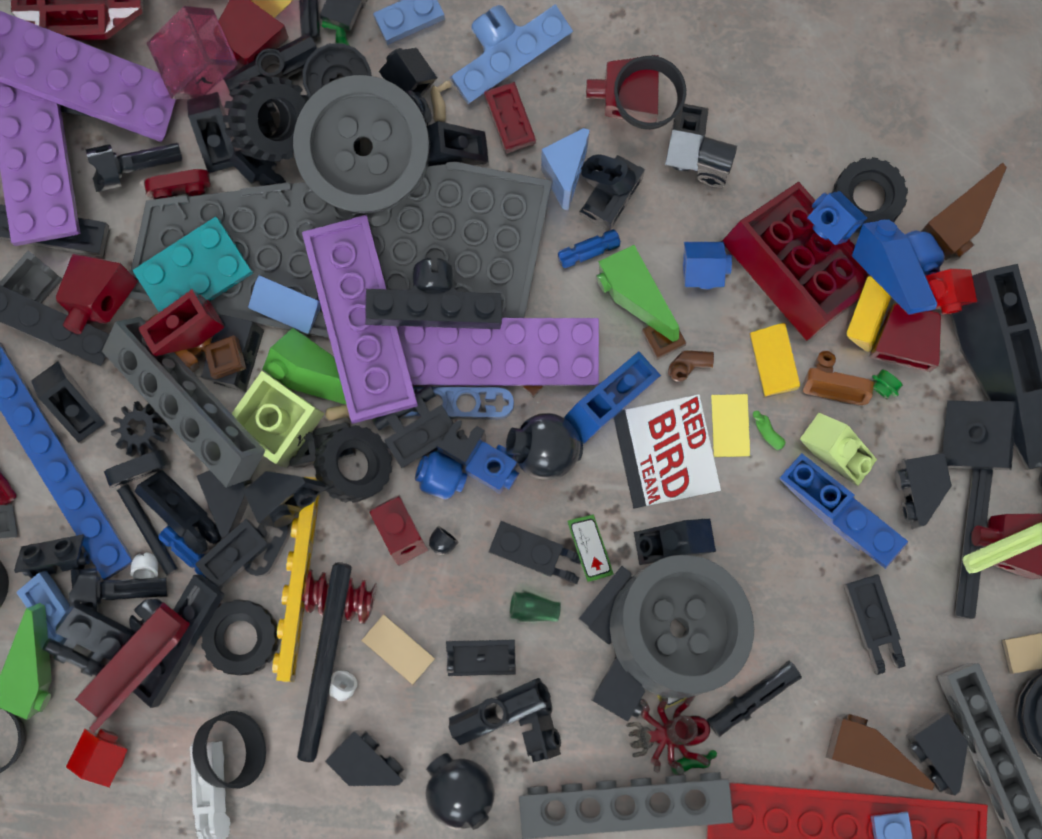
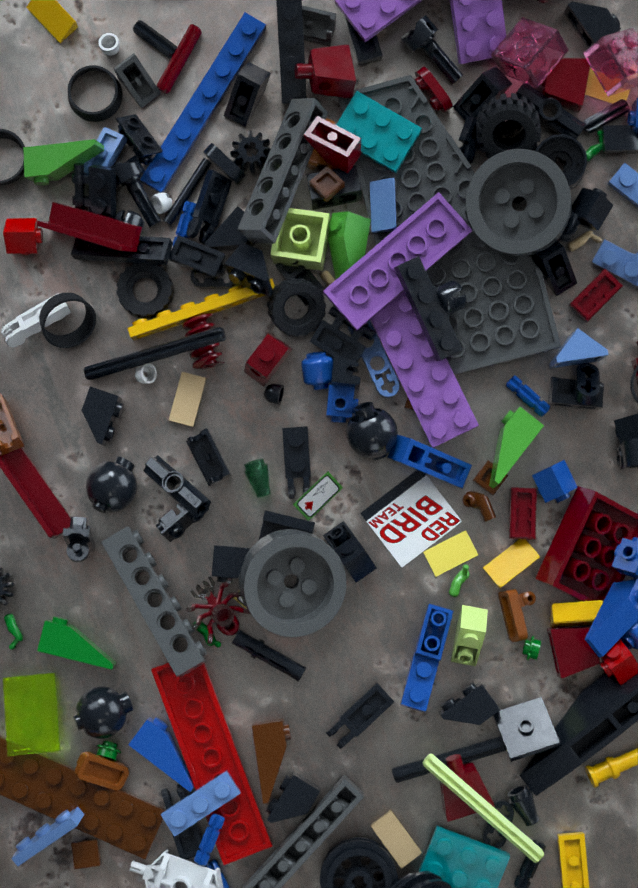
camera: 65 degrees right, 5 degrees up
(723, 319) = (522, 513): none -> dark red plate

